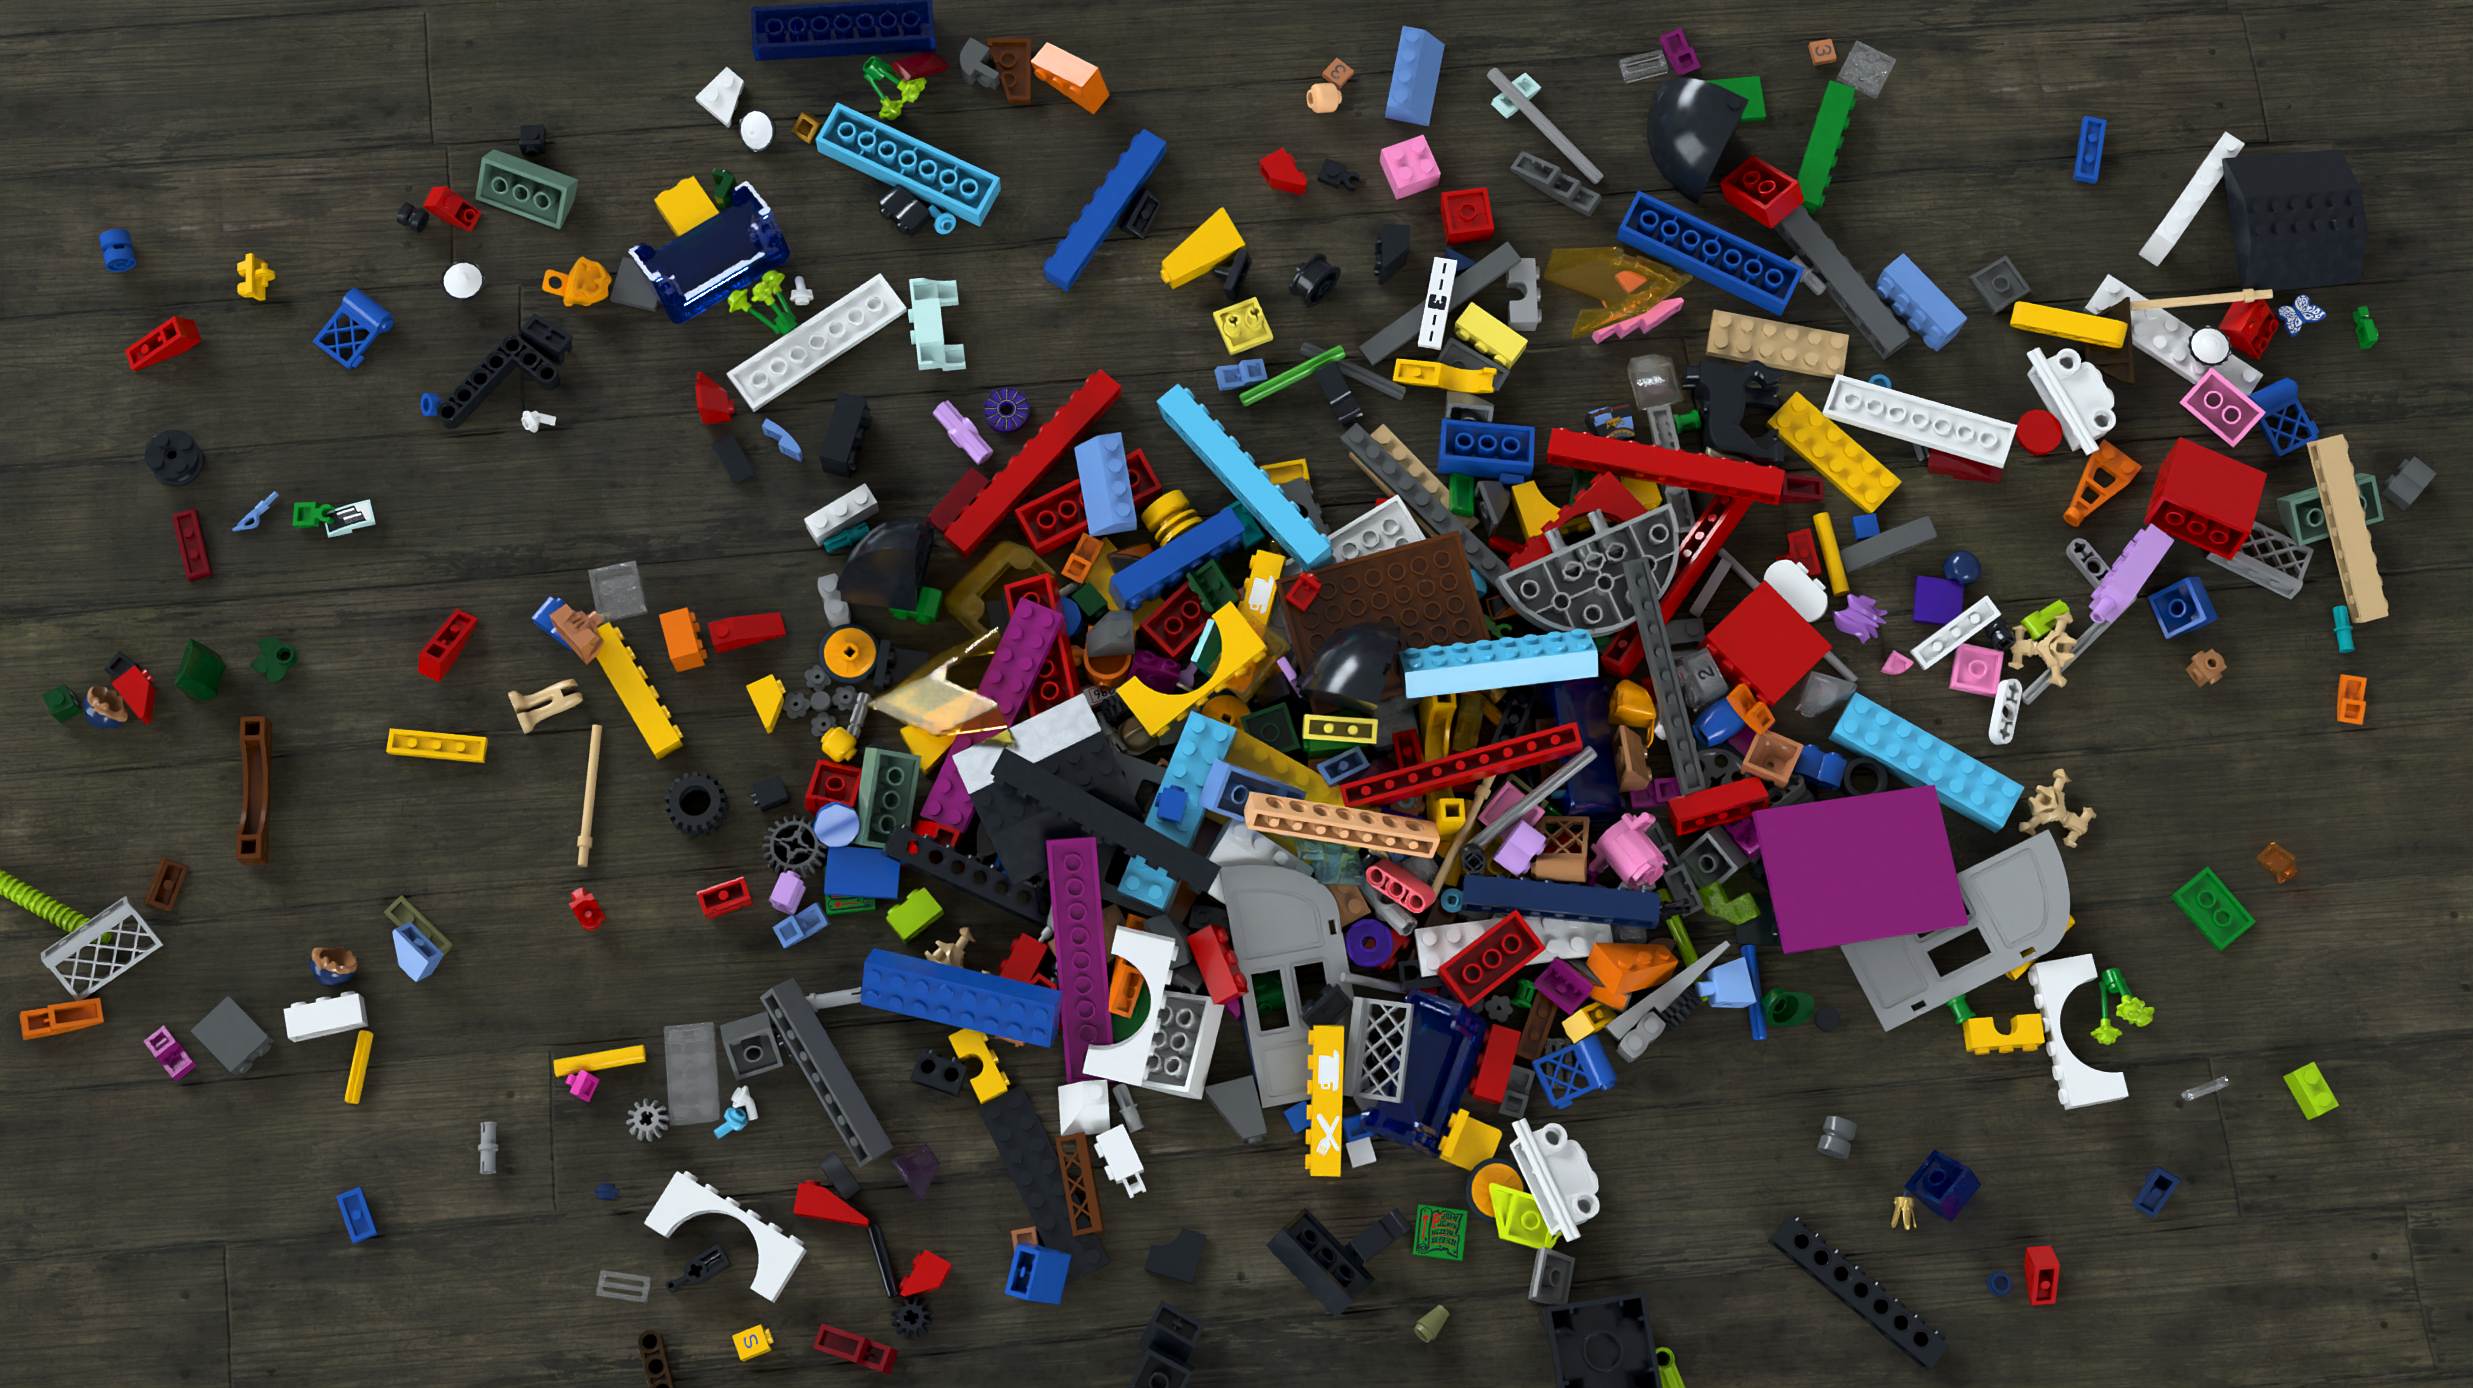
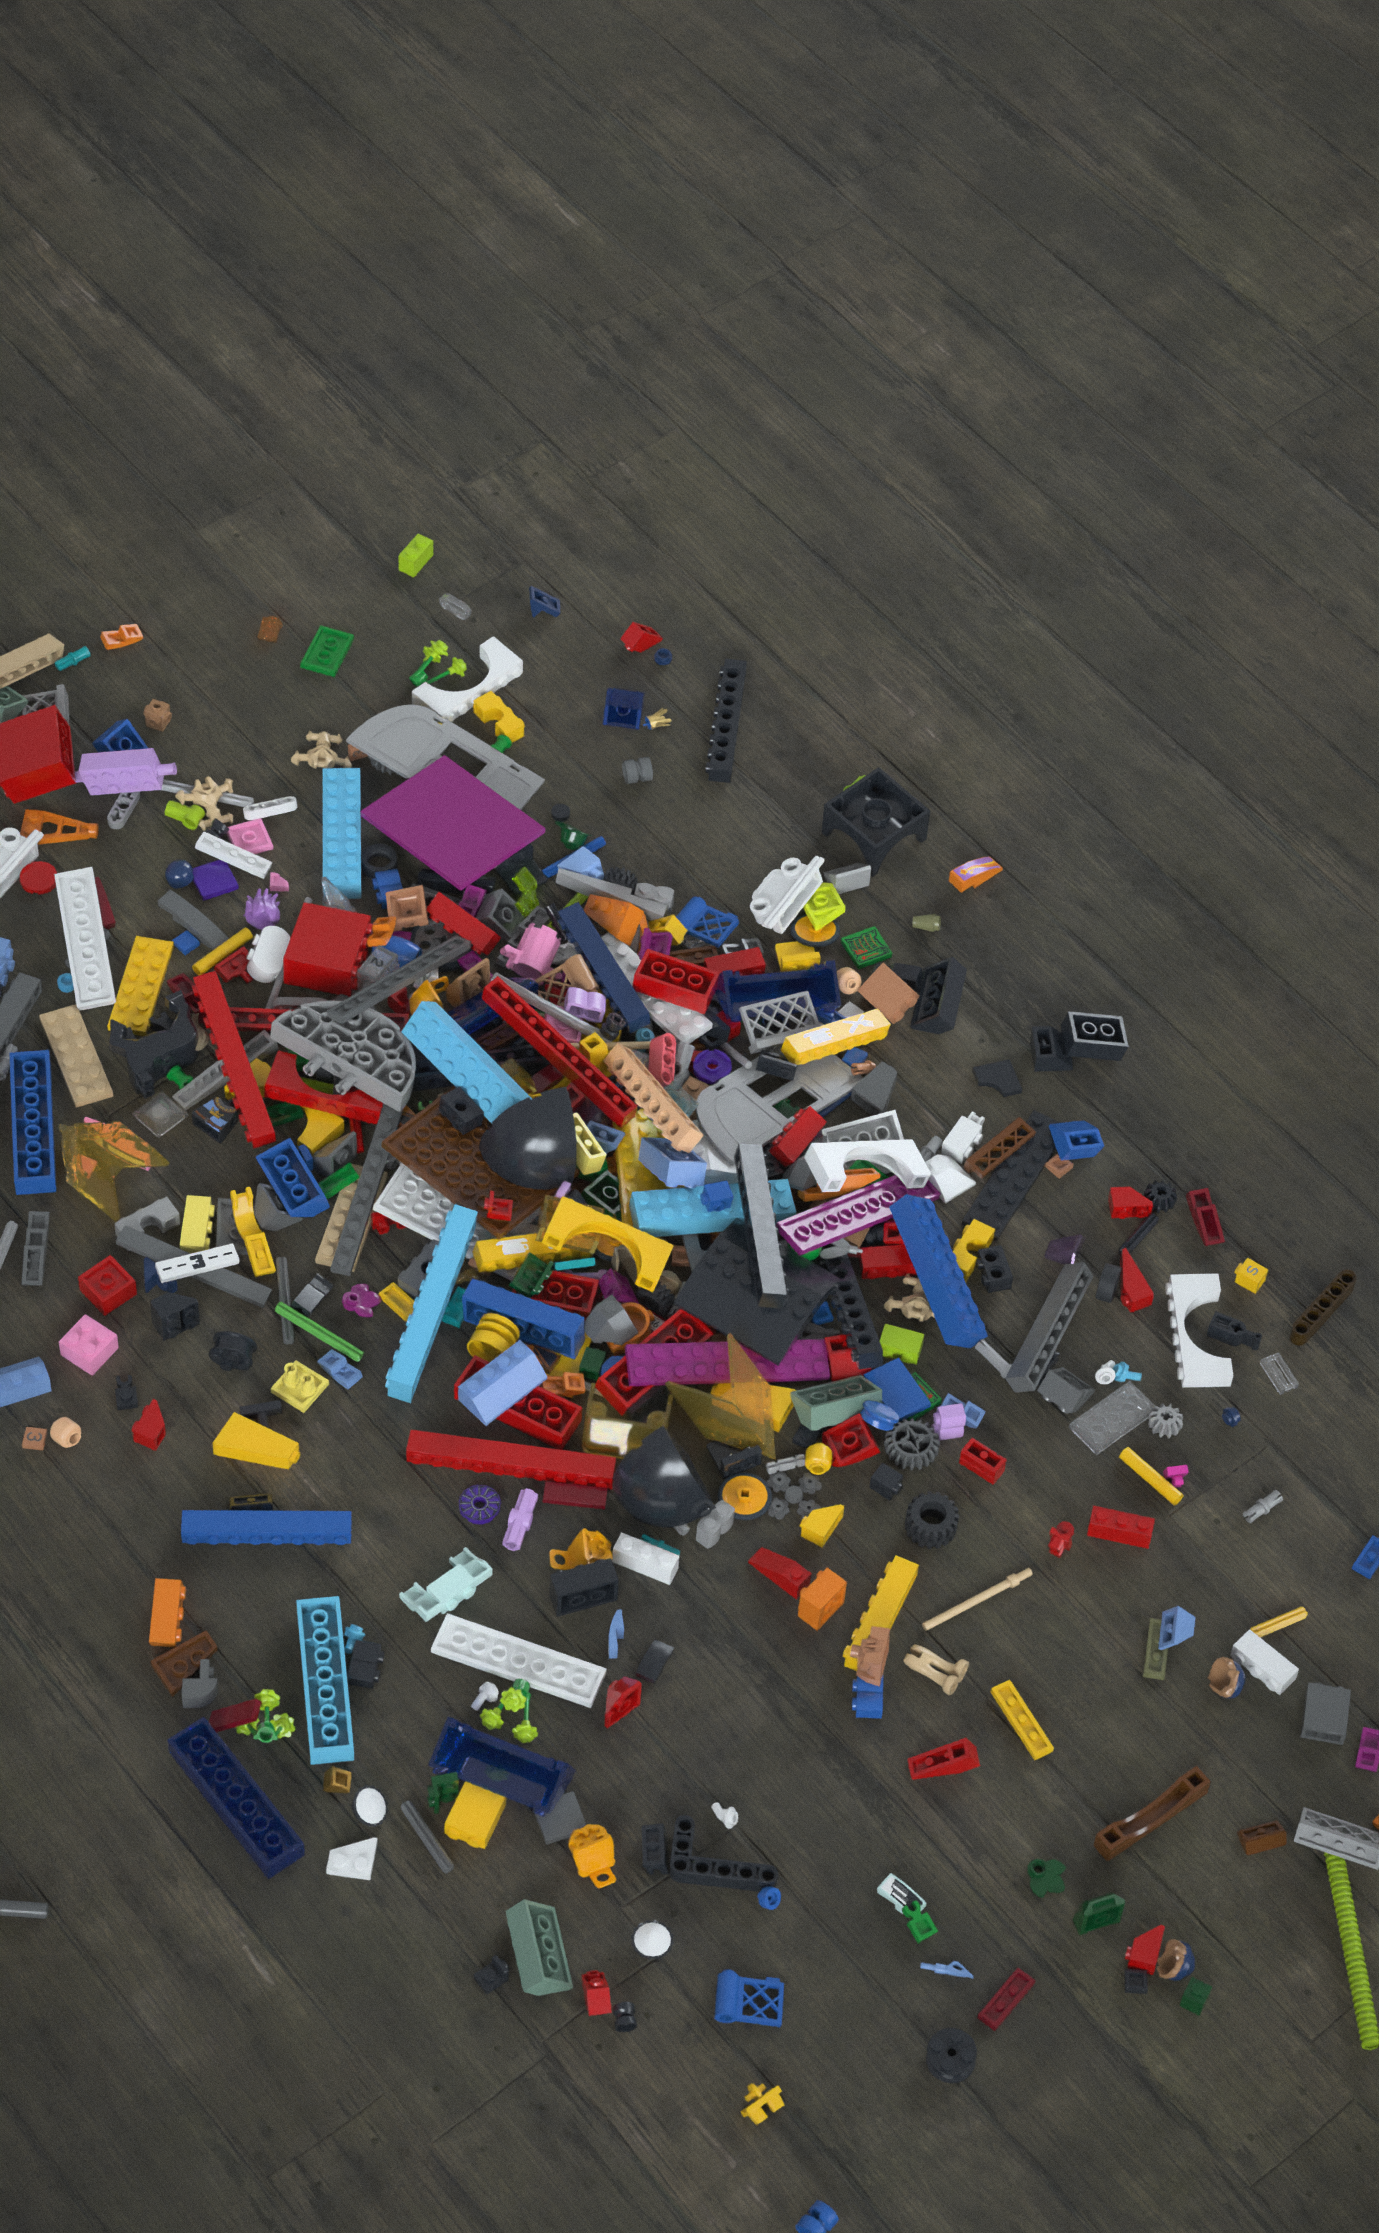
camera: 120 degrees left, 20 degrees down
(164, 342) = (867, 2131): red slope -> none
(562, 984) = (1120, 1527): none -> red brick
(618, 591) = (817, 1666): clear brick -> none
(699, 165) = (427, 1836): none -> dark grey axle
(882, 466) = (584, 1550): none -> light orange piece
(1276, 1112) = (862, 1068): none -> nougat pin
(1307, 442) = (361, 1300): none -> magenta plate
(1352, 1203) = (888, 993): none -> nougat brick
(1401, 1173) = (848, 980): none -> light nougat head
(1437, 635) = (461, 1110): none -> black brick

